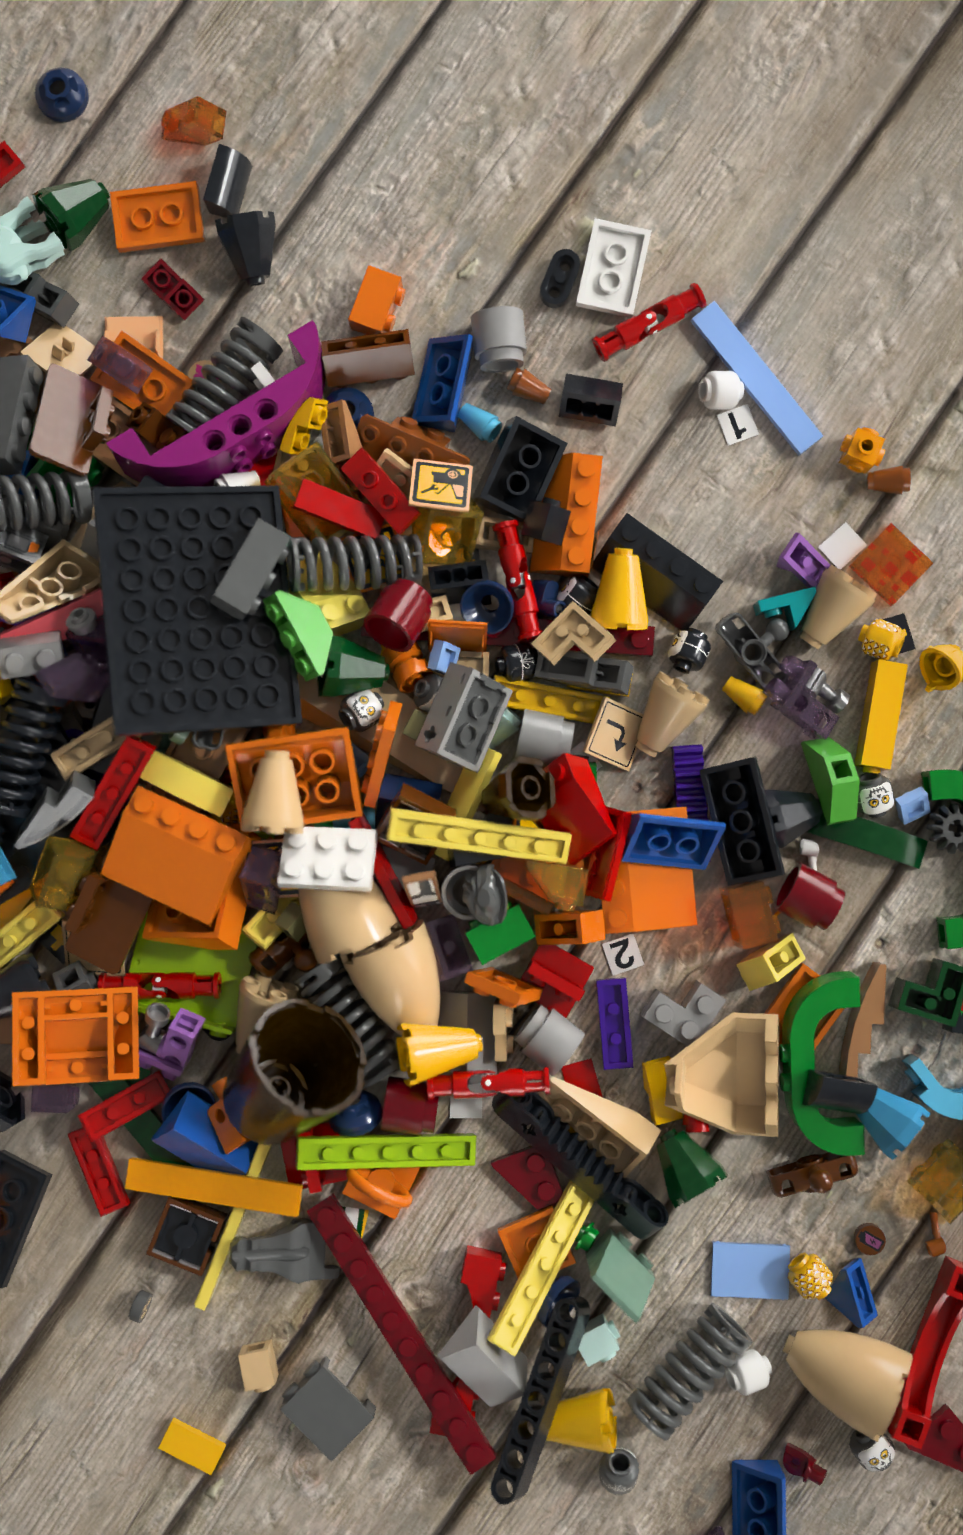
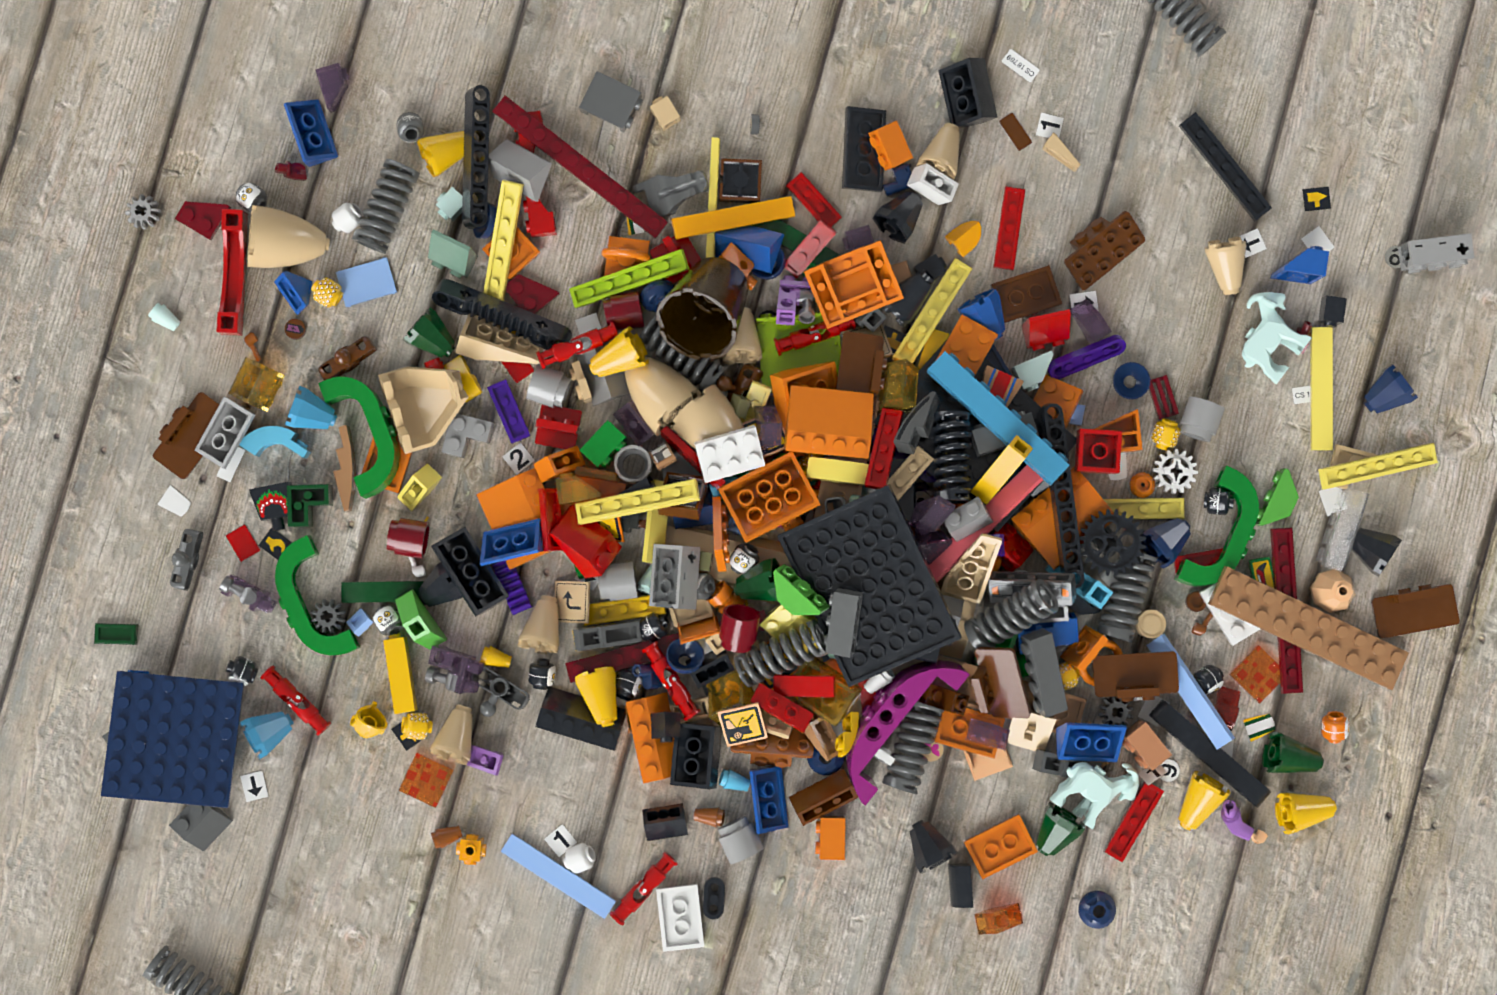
camera: 160 degrees right, 0 degrees up
(82, 621) = (942, 552): light grey plate -> none
(172, 289) = (973, 800): dark red slope -> none
(192, 1446) = (690, 47): yellow tile -> none
(274, 797) = (776, 480): tan cone -> none
(442, 655) = (703, 612): light blue plate -> none
(486, 895) = (620, 465): dark grey hat -> none
(508, 988) = (589, 411): orange plate -> none
(520, 790) = (620, 540): dark brown cone -> none
(571, 629) = (622, 660): tan plate -> none
(586, 1237) = (480, 267): green plate -> none
(750, 914) = (444, 512): clear orange brick -> none
(793, 603) = (481, 728): teal slope -> none
(839, 1092) = (349, 417): black brick -> none
(842, 546) = (462, 782): white sticker -> none

